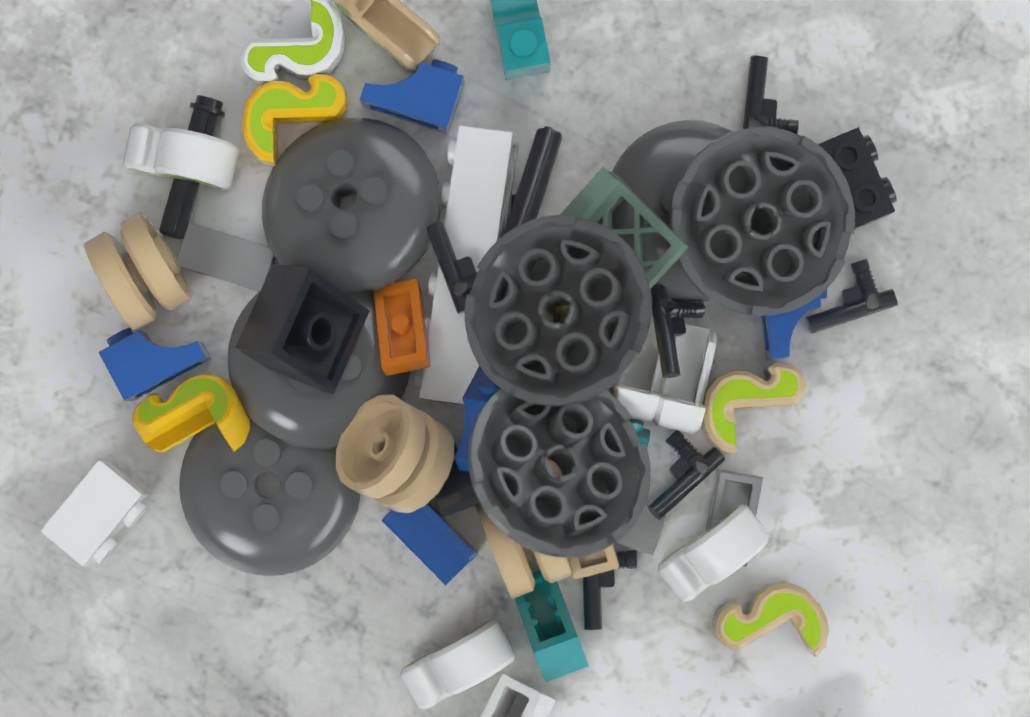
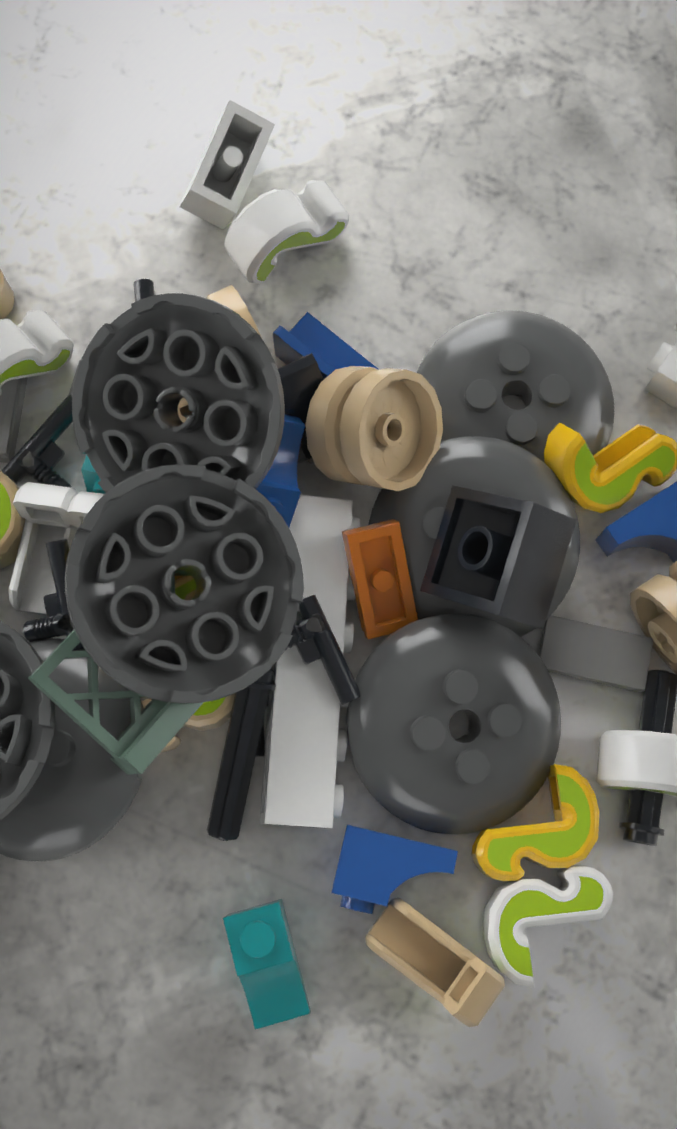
camera: 175 degrees right, 10 degrees down
(550, 629) = (184, 259): teal arch -> none

